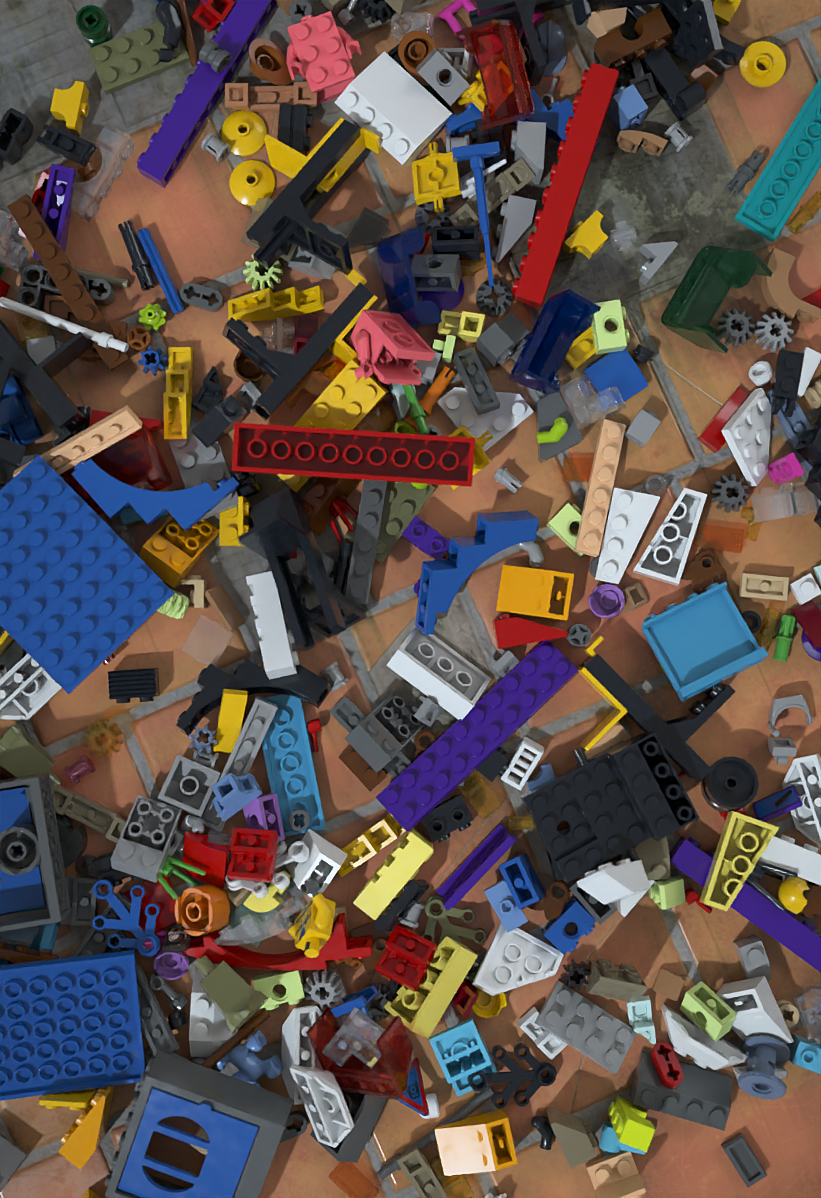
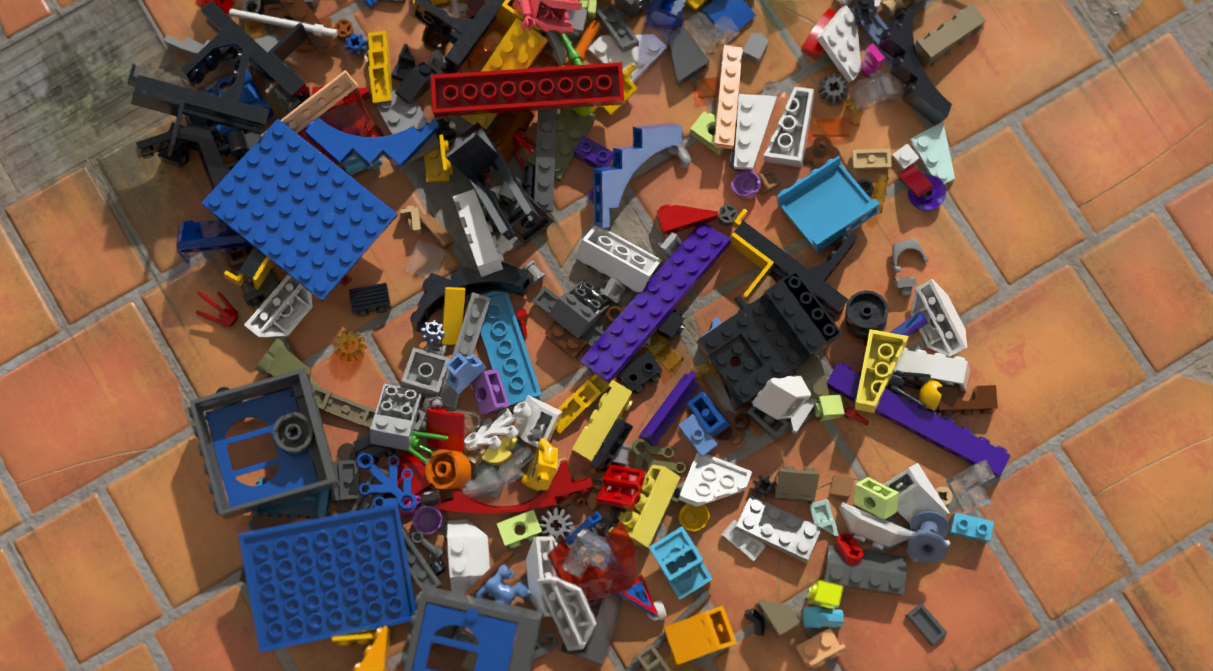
camera: 10 degrees left, 10 degrees down
(73, 841) = (334, 432): pearl dark grey brick -> none
(80, 769) = (333, 373): clear pink bush -> none
(152, 317) = (352, 11): lime plant -> none
(174, 551) = (395, 185): light orange slope -> none
(175, 606) = (396, 231): yellowish green gear -> none
(229, 993) = (480, 531): olive piece -> none
(253, 855) = (485, 416): red slope -> none
(306, 820) = (513, 388): dark grey bush -> none
(465, 997) = (673, 512): dark red slope -> none
(506, 479) = (652, 101): light grey pin -> none
(515, 1076) = (725, 576): black plant -> none
(532, 746) = (696, 306): white slope -> none
(535, 592) = (687, 185): light orange slope -> none
(555, 434) = (685, 59): lime arm -> none
(571, 912) = (757, 437): blue brick -> none
(752, 957) = (907, 453): light grey slope -> none
(784, 638) = (894, 197): bright green axle -> none

